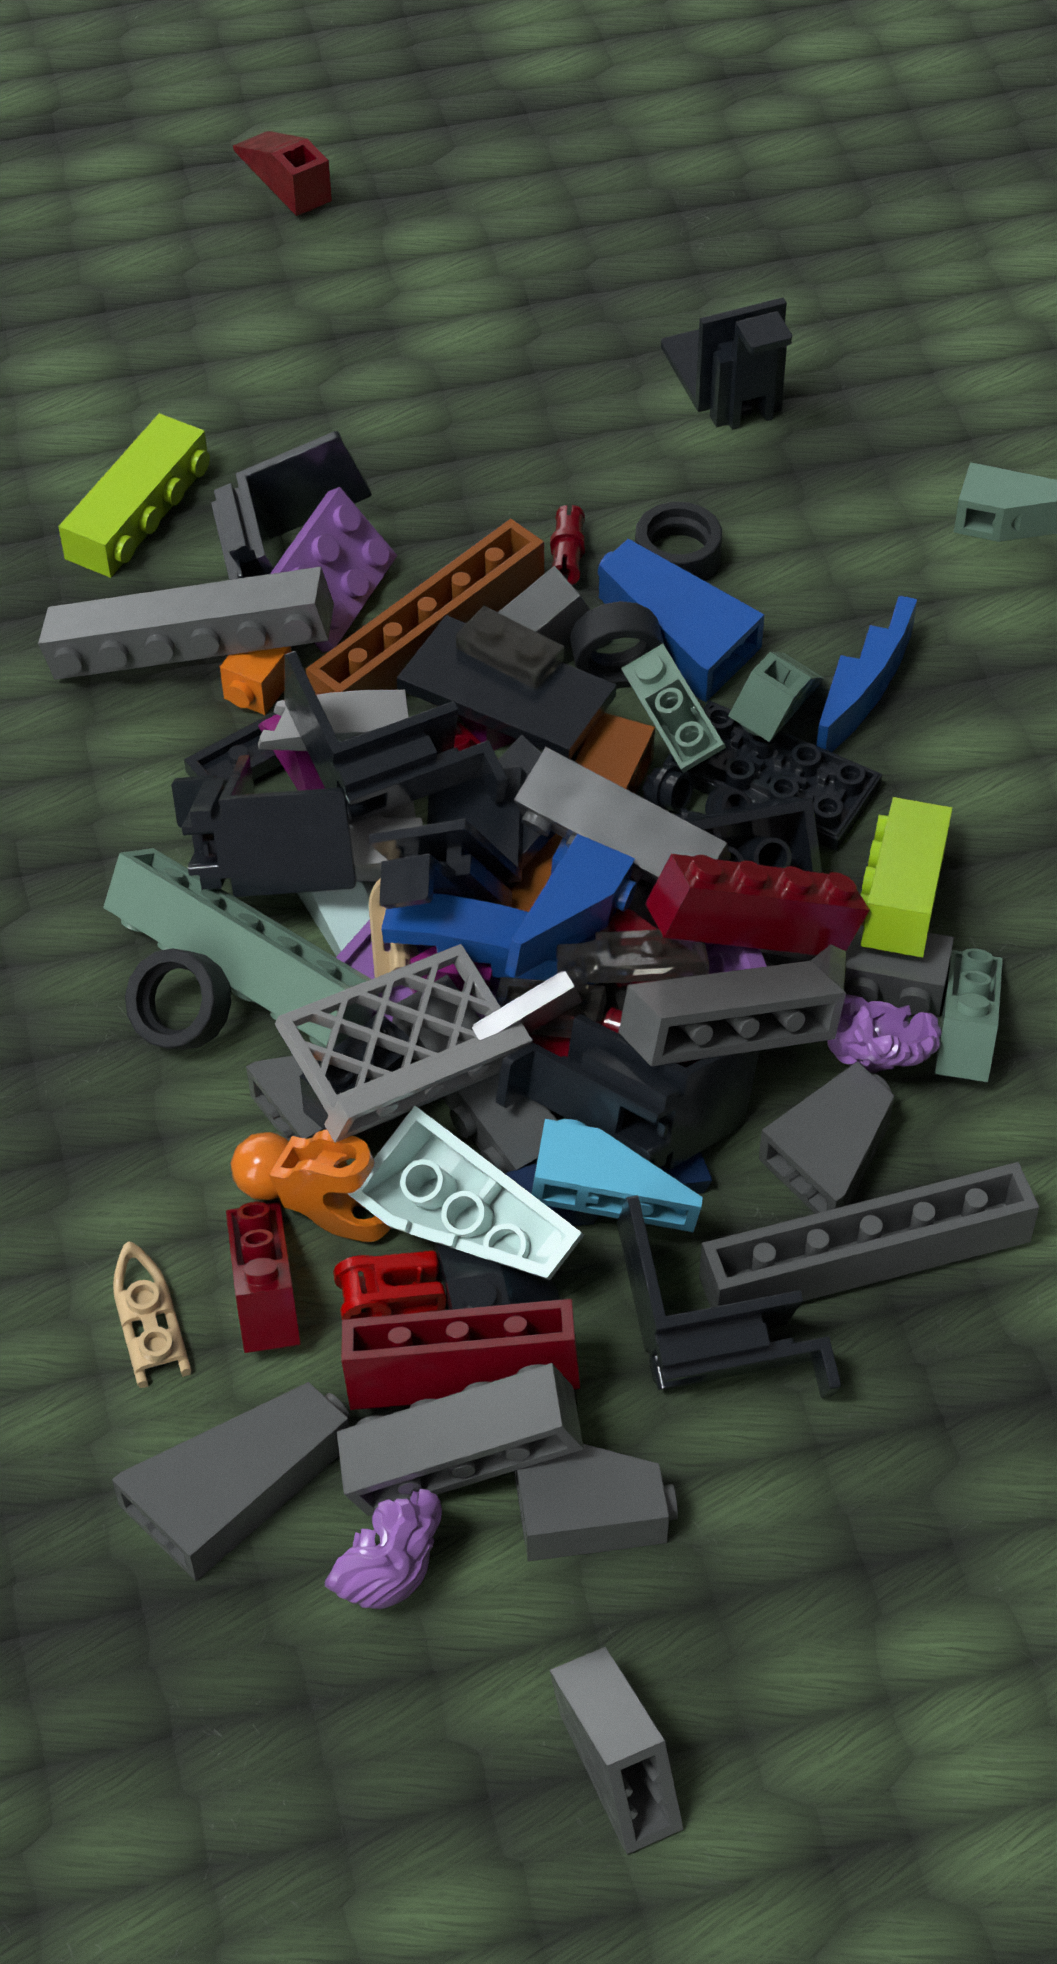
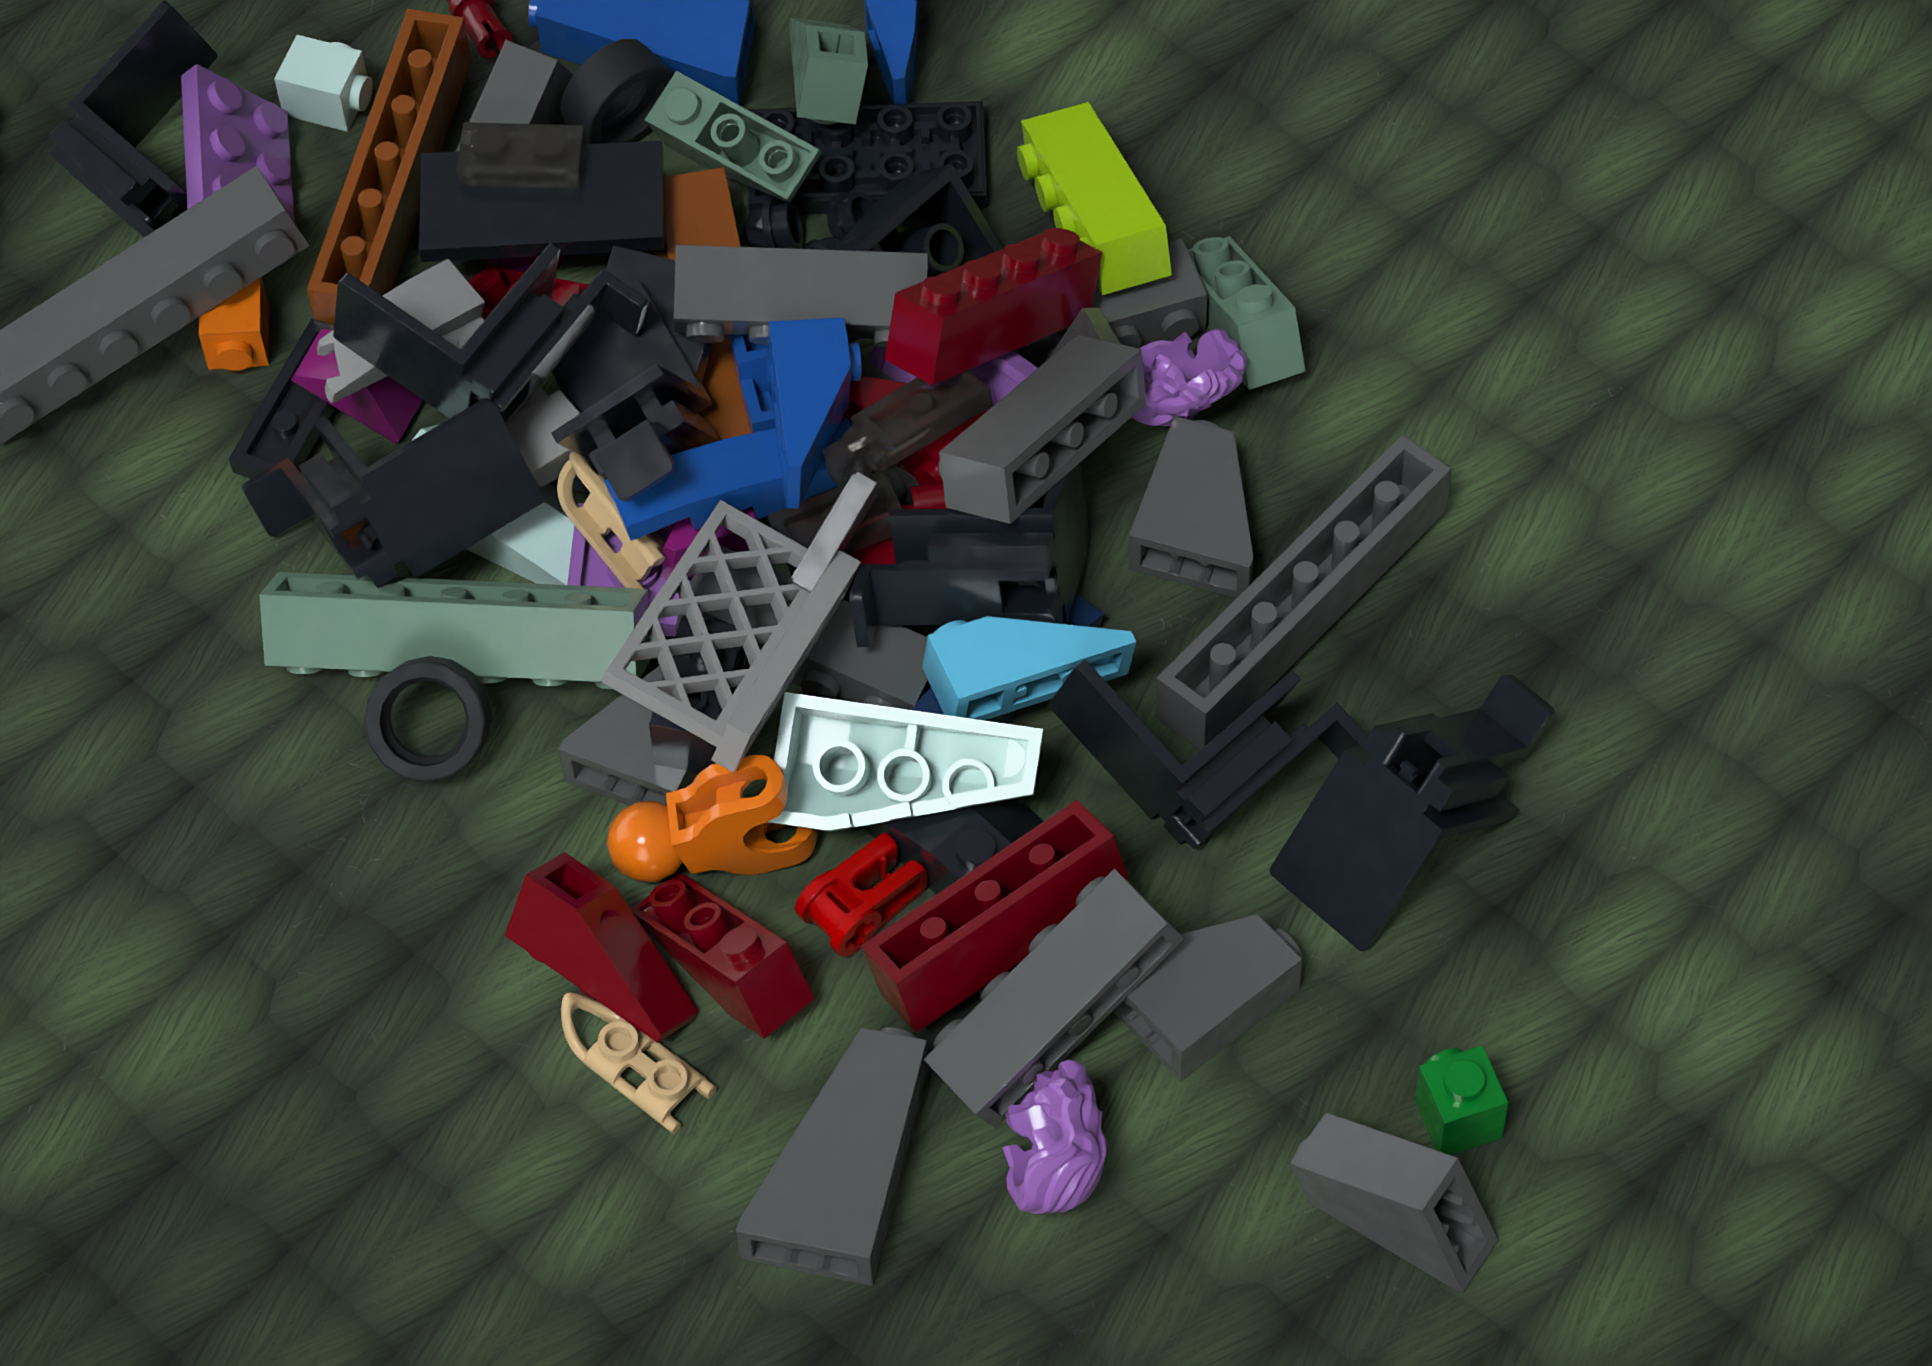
camera: 30 degrees left, 5 degrees up
(176, 1222) = (596, 942): none -> dark red slope
(428, 542) = (323, 83): none -> light aqua brick
(720, 1699) = (1460, 1100): none -> green brick
(838, 1433) = (1398, 800): none -> black piece

